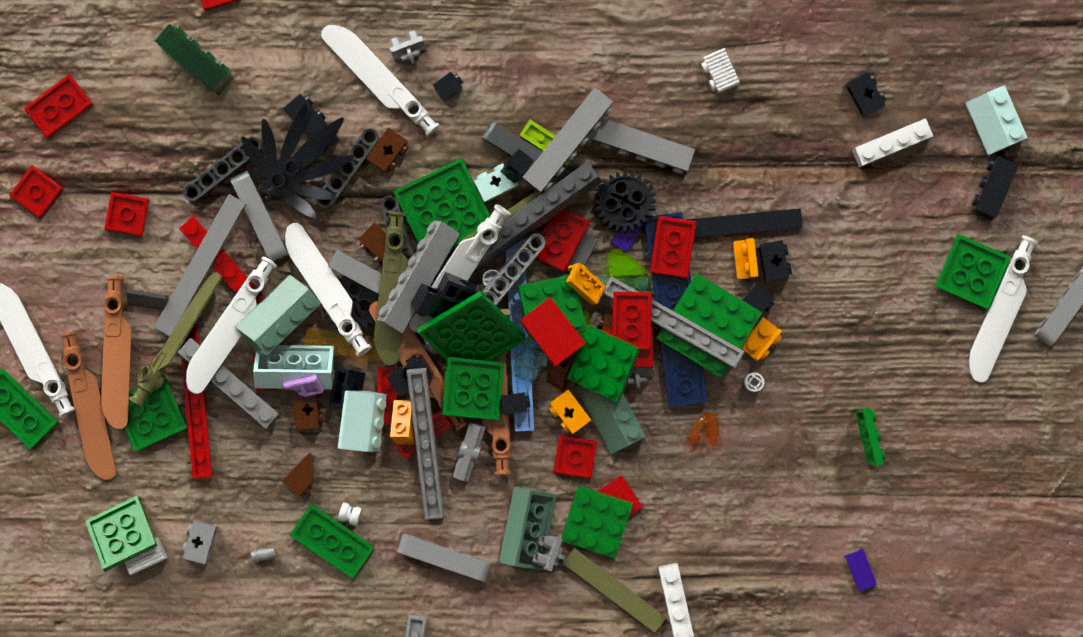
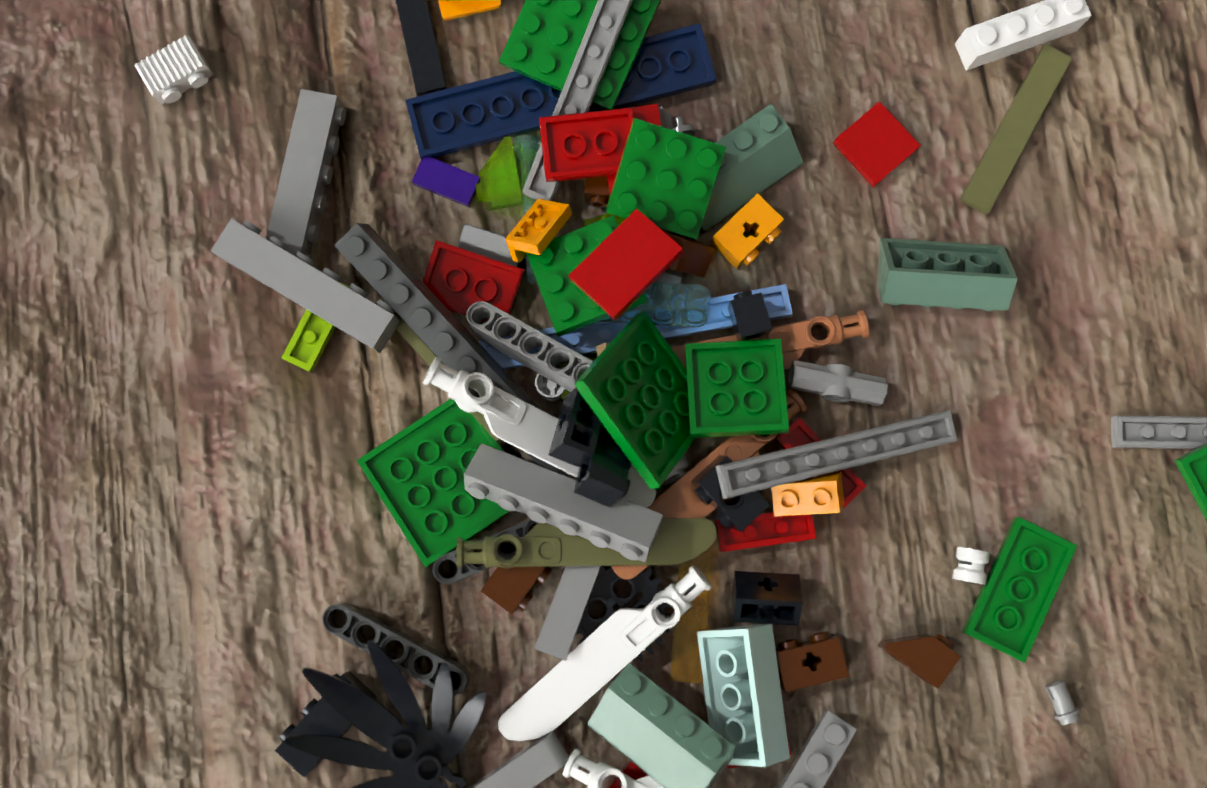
camera: 90 degrees left, 5 degrees down
(305, 386) = (775, 671): lavender tile -> none
(362, 421) = (818, 564): light aqua slope -> none
(375, 75) = (234, 623): white piece -> none
(388, 140) = (340, 586): reddish brown brick -> none
(407, 49) = (183, 575): light grey hips -> none
(444, 557) = (1014, 401): light grey beam -> none
(448, 86) = (240, 499): black brick -> none
(489, 192) = (388, 380): light aqua brick -> none
(509, 143) = (329, 376): dark grey beam -> none
(516, 166) = (357, 364): black brick -> none
(551, 553) = (980, 232): light grey hips -> none
(575, 456) = (816, 216): red tile -> none
(596, 521) = (915, 167): green plate -> none
(634, 187) = (373, 179): black gear -> none
(673, 247) = (462, 104): red tile -> none
(711, 426) = (740, 13): clear orange plant -> none

